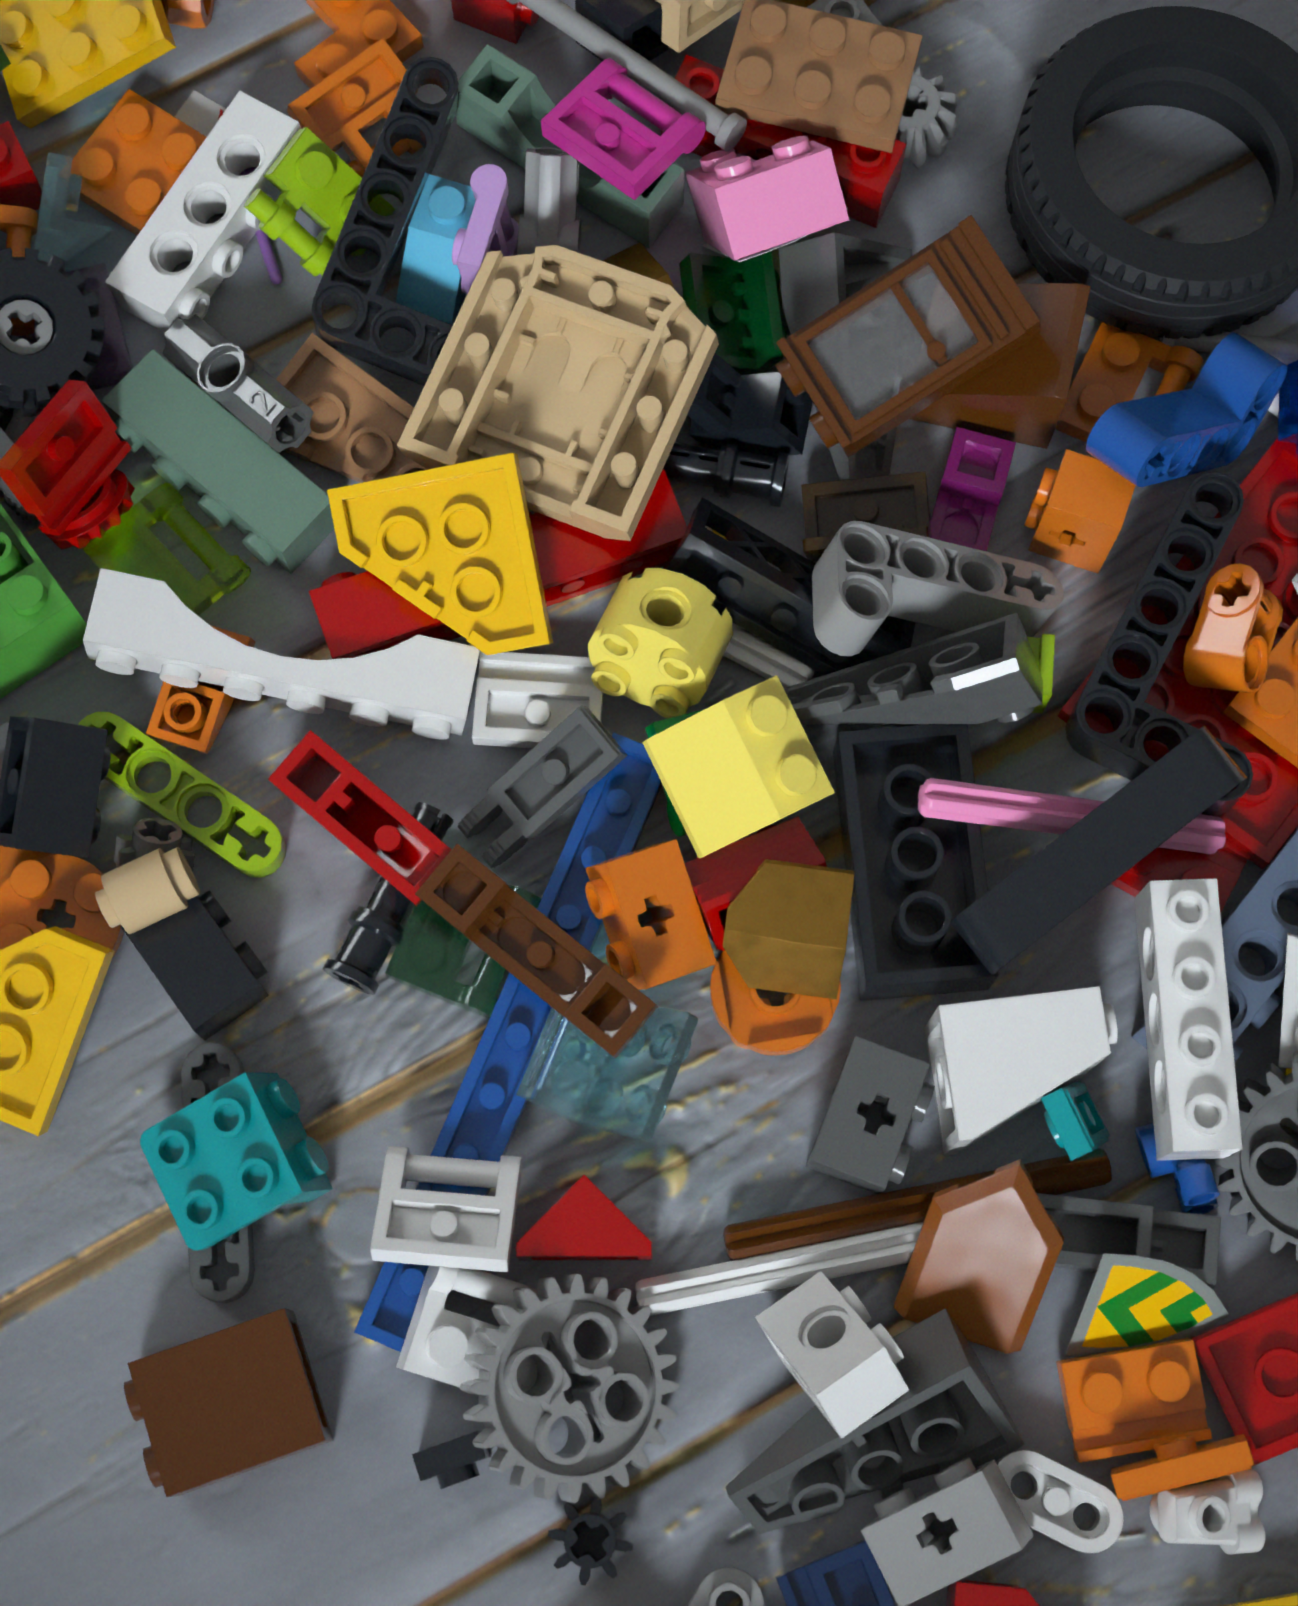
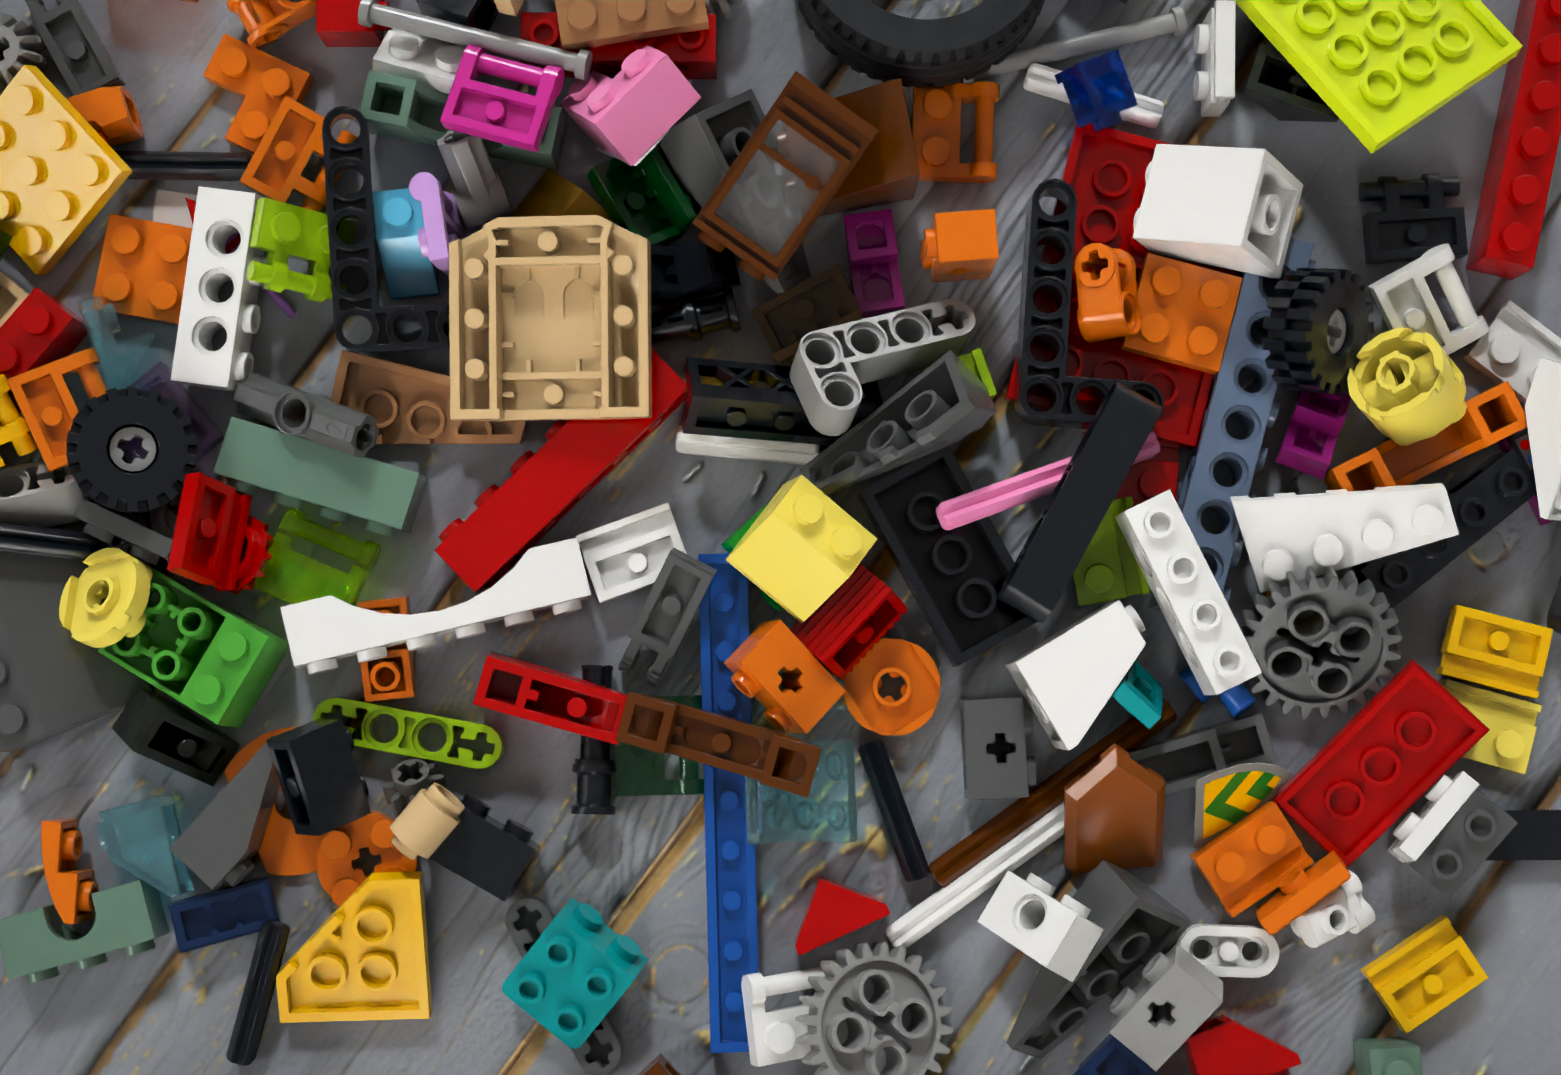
camera: 25 degrees left, 10 degrees up
(231, 72) = (185, 165): none -> black axle
(446, 1226) = (743, 959): white plate -> none
(453, 547) = (525, 478): yellow plate -> none
(550, 55) = (419, 58): none -> white plate
(659, 641) = (703, 478): light yellow brick -> none
(712, 1140) = (894, 810): none -> black axle
(791, 928) = (887, 645): pearl gold slope -> none
(1101, 948) = (1108, 565): none -> lime plate
(1193, 427) = (1014, 148): blue beam -> none

